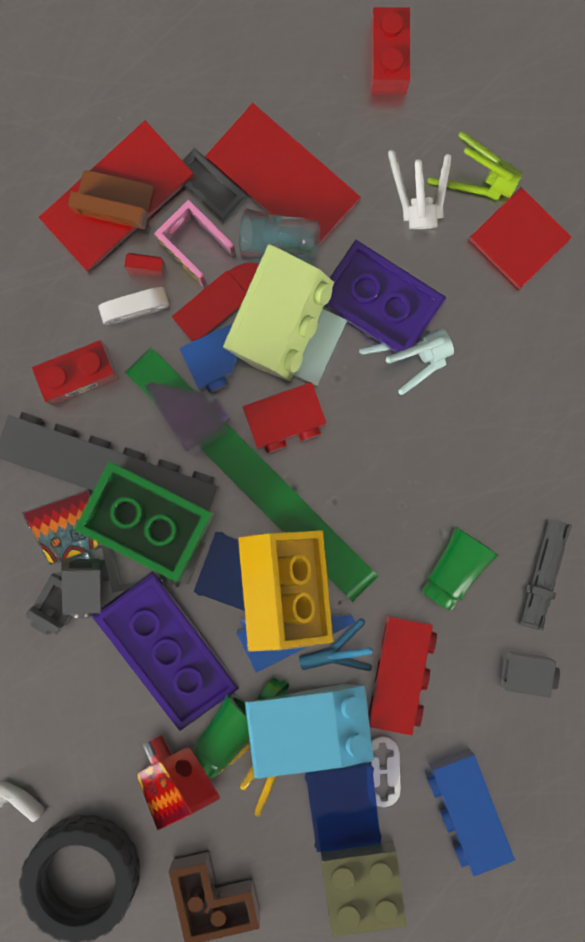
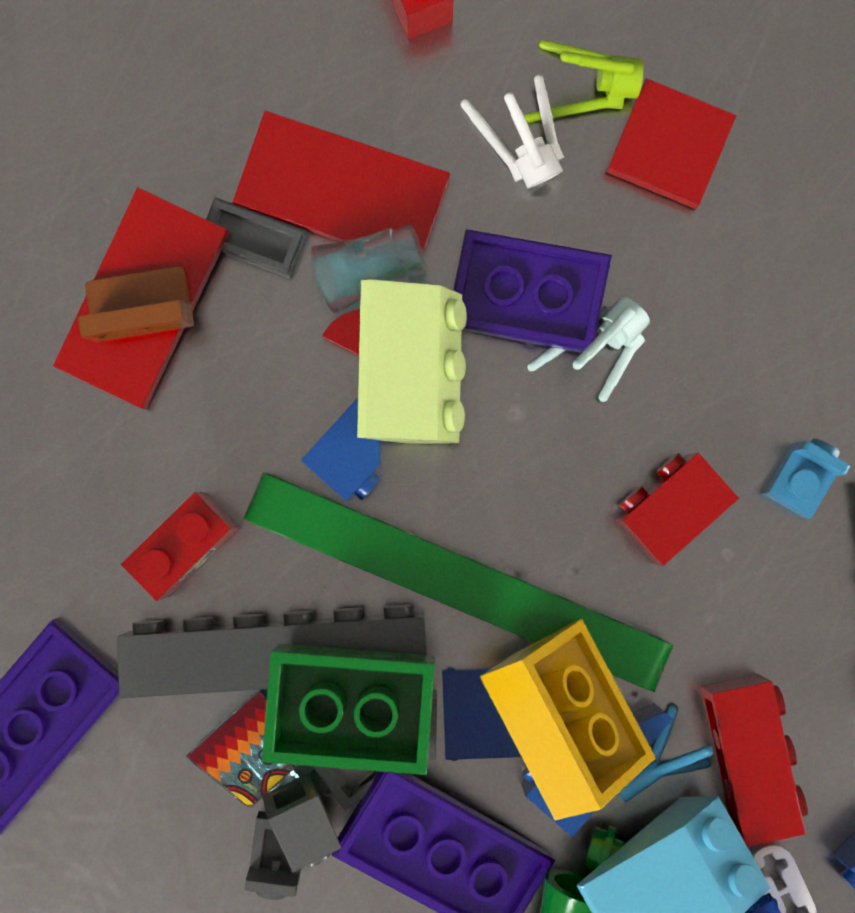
camera: 20 degrees left, 0 degrees up
(133, 305) = (220, 428): white beam -> none
(145, 265) = (213, 371): red tile -> none
(176, 223) = (232, 298): bright pink piece -> none
(190, 415) = (351, 546): clear purple slope -> none
(210, 307) = (318, 390): red tile -> none
(285, 417) = (472, 491): red brick -> none
(320, 347) = (479, 383): light aqua tile -> none
(418, 484) = (675, 507): none -> red brick
(458, 569) = (770, 593): green plant -> none
(516, 501) = (805, 476): none -> dark azure bracket

